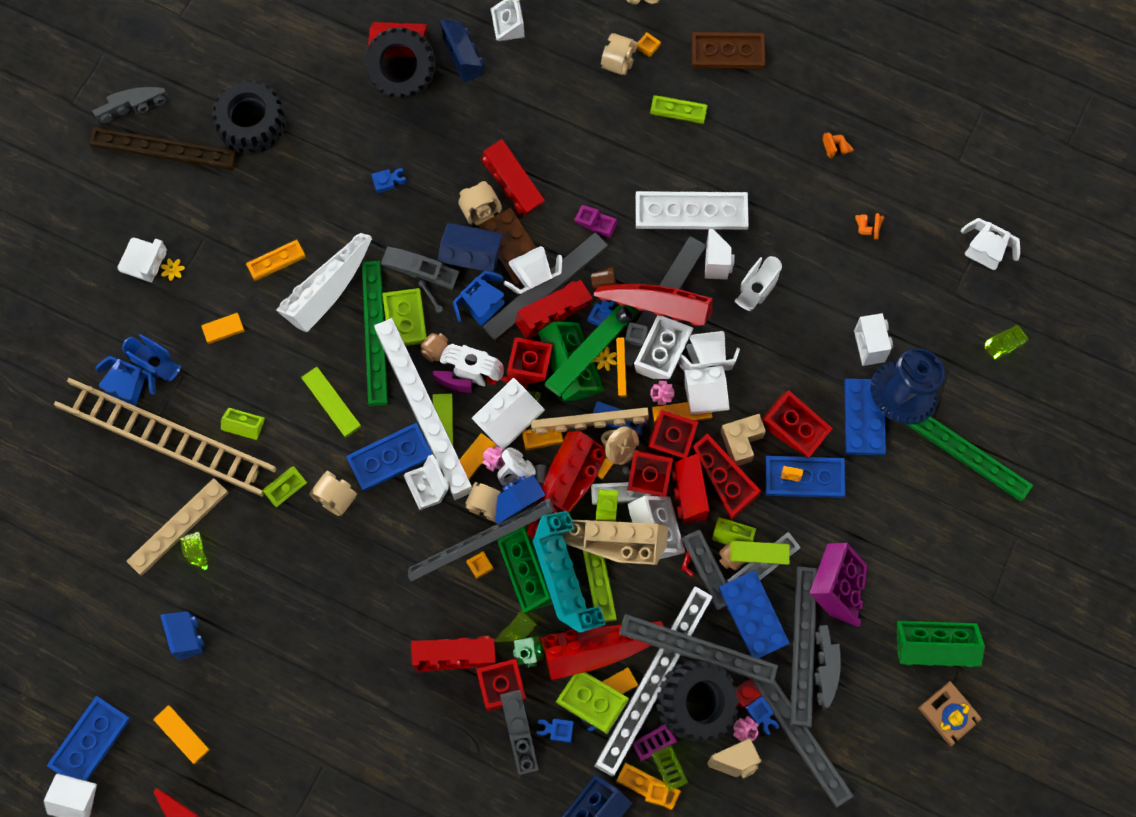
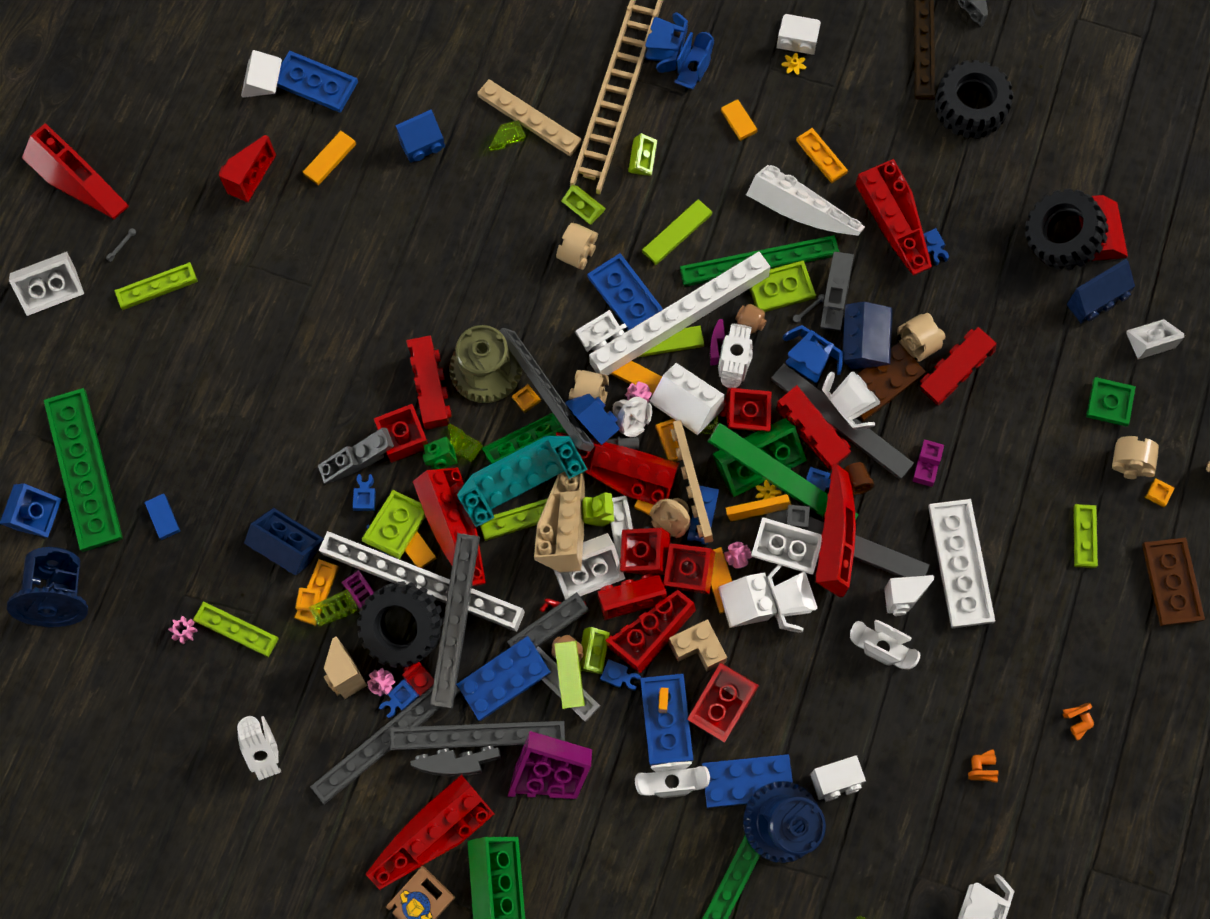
camera: 85 degrees right, 0 degrees up
(353, 204) = (895, 213): none -> red wedge
(442, 600) = (484, 365): none -> olive piece
(562, 64) = (1111, 401): none -> green plate
(624, 315) = (817, 500): black hinge -> none
(759, 515) = (616, 674): none -> blue plate
(858, 466) = (689, 780): none -> white piece
(888, 695) = (433, 831): none -> red wedge

